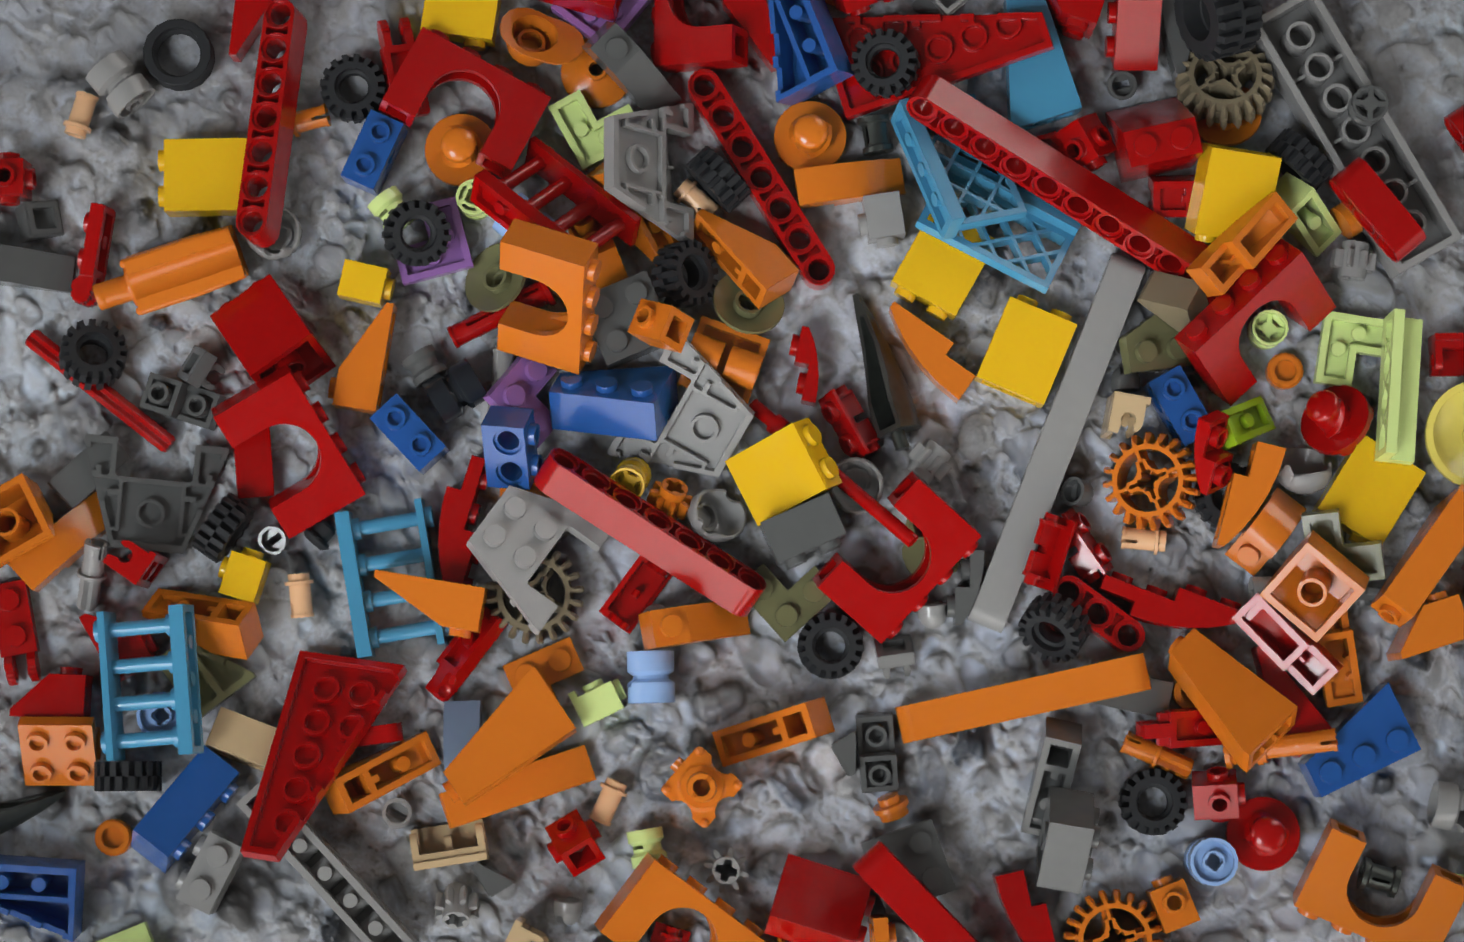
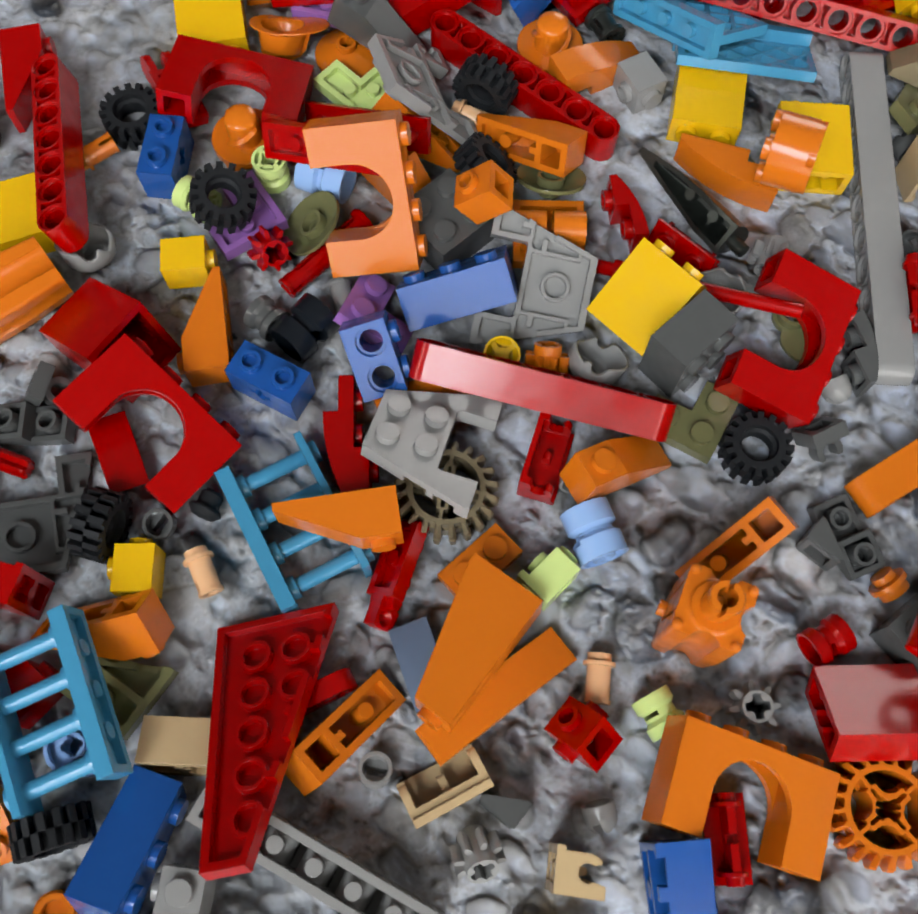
camera: 20 degrees left, 15 degrees down
(447, 293) = (274, 240): none -> red gear
(813, 836) = (827, 640): none -> red wheel
(975, 375) = (790, 151): none -> orange brick

